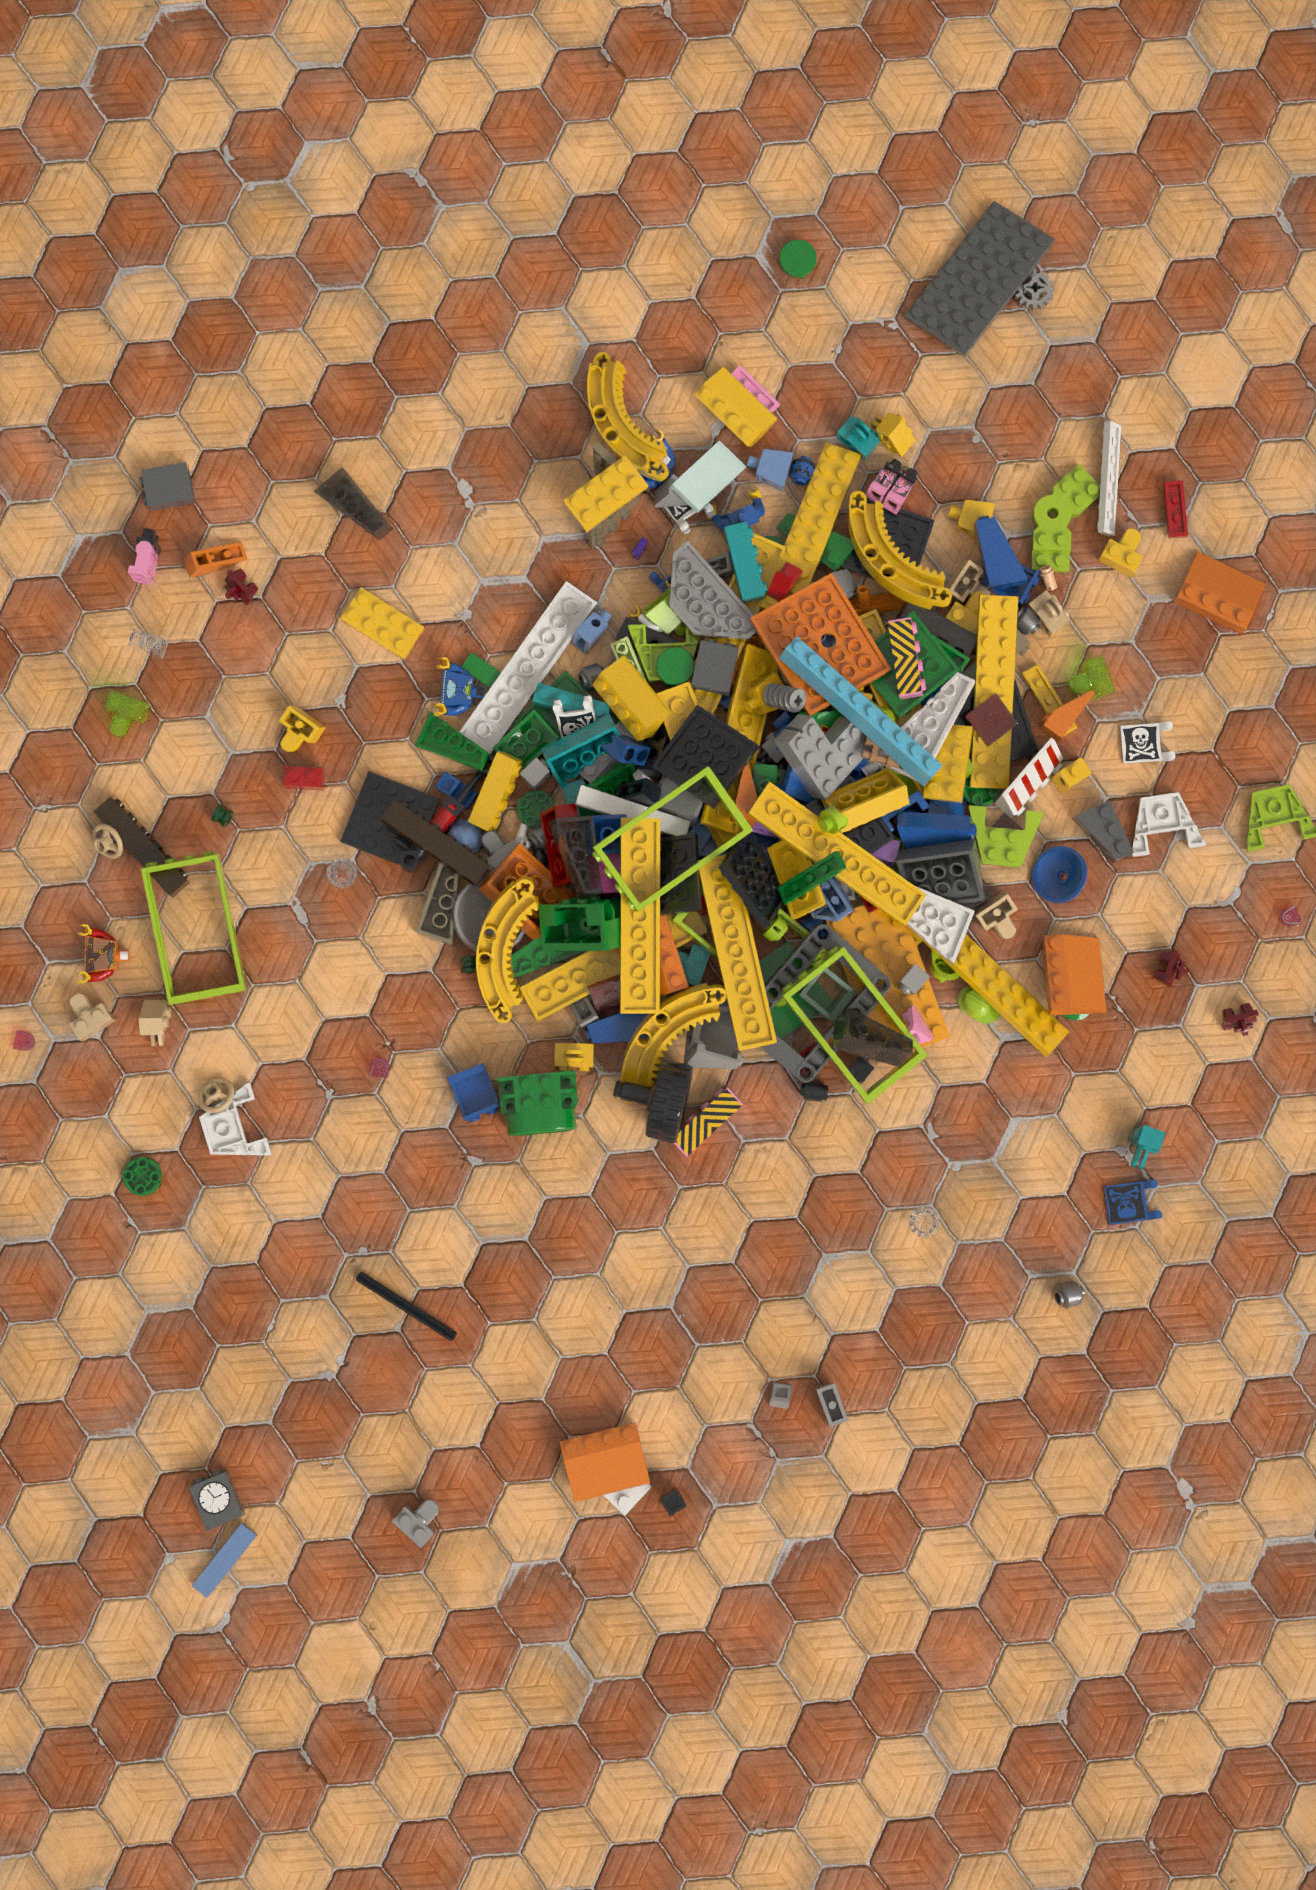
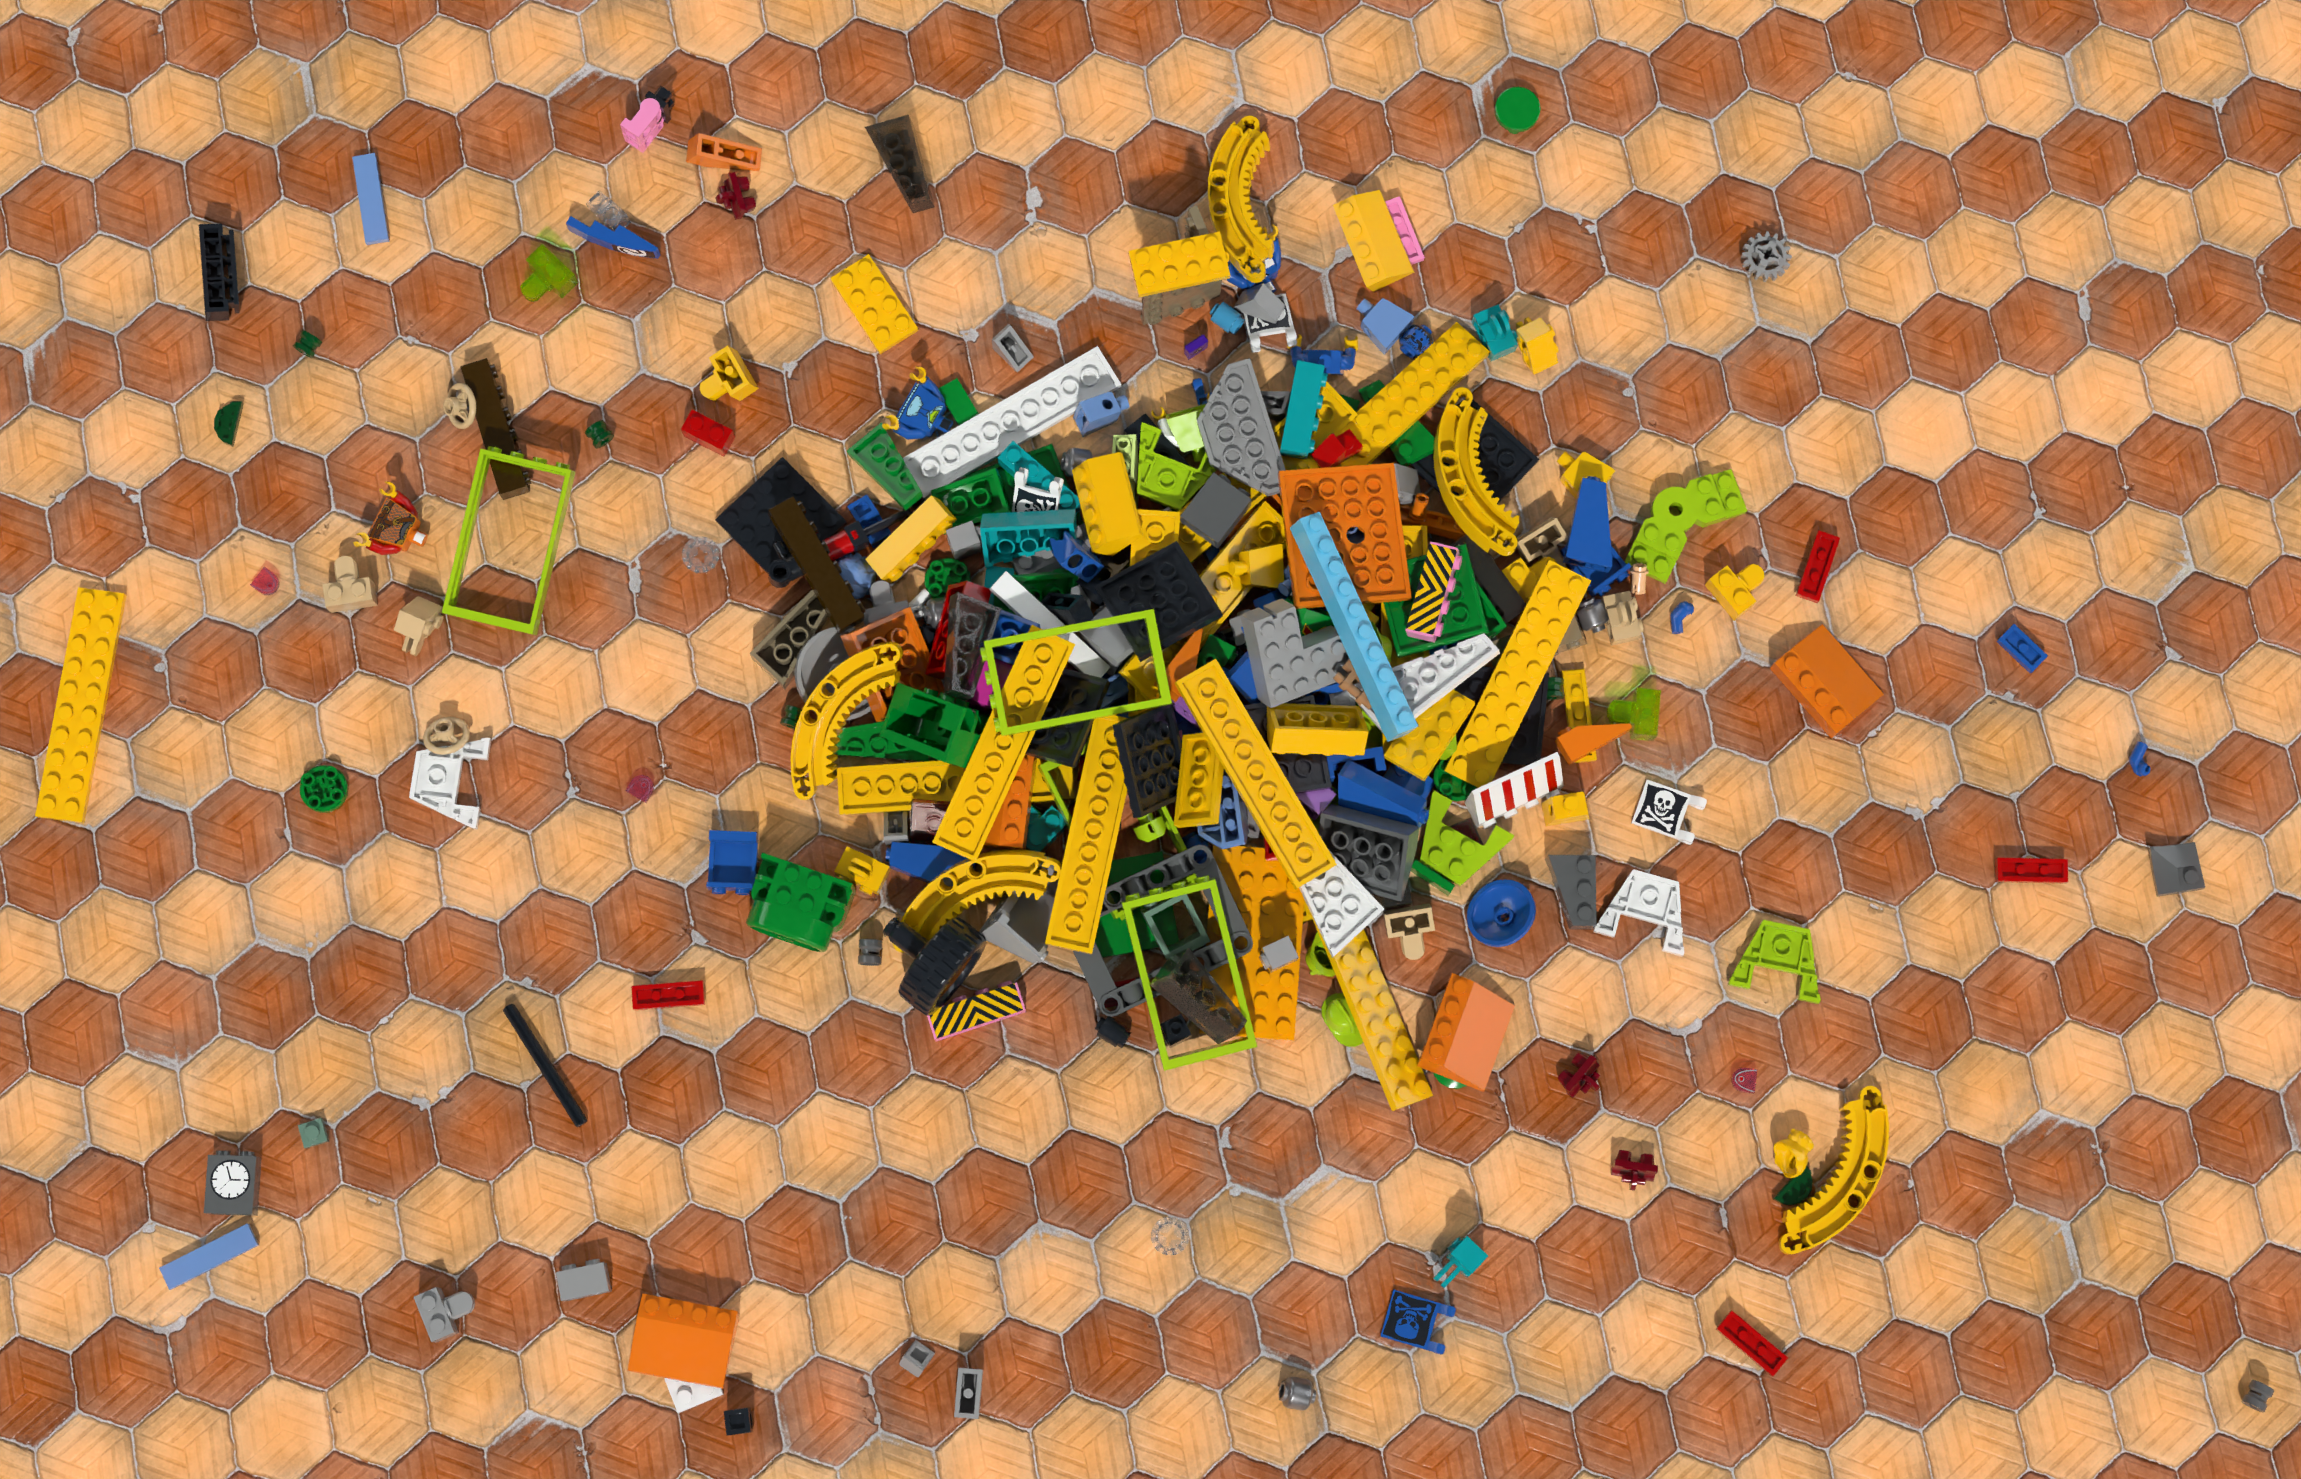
camera: 25 degrees right, 5 degrees down
(167, 486) = (709, 54): dark grey brick -> none
(168, 660) = (618, 240): none -> blue slope
(258, 1434) = (313, 1133): none -> sand green plate
(473, 1213) = (668, 995): none -> red plate
(502, 611) = (1011, 348): none -> light grey slope
(510, 1452) = (584, 1280): none -> light grey brick
(606, 1109) = (870, 952): none -> dark grey wheel
(653, 516) = (1226, 317): none -> dark azure brick
(675, 666) = (1172, 489): green tile -> none
(708, 476) = (1307, 301): light aqua tile -> none
(784, 697) = (1276, 574): light grey piece -> none
(811, 877) = (1214, 786): green tile -> none
(832, 820) = (1265, 732): lime piece -> none
(892, 479) = (1509, 400): hips -> none
(917, 1025) = (1262, 1008): bright pink slope -> none
(979, 279) = (1710, 218): dark grey plate -> none
(991, 719) = (1500, 704): clear smoke tile -> none
(998, 870) = (1432, 877): none -> green tile
(1024, 688) = (1555, 688): none -> dark green wheel
(1089, 590) = (1678, 614): none -> blue arm
(1109, 478) = (1757, 500): white plate -> none

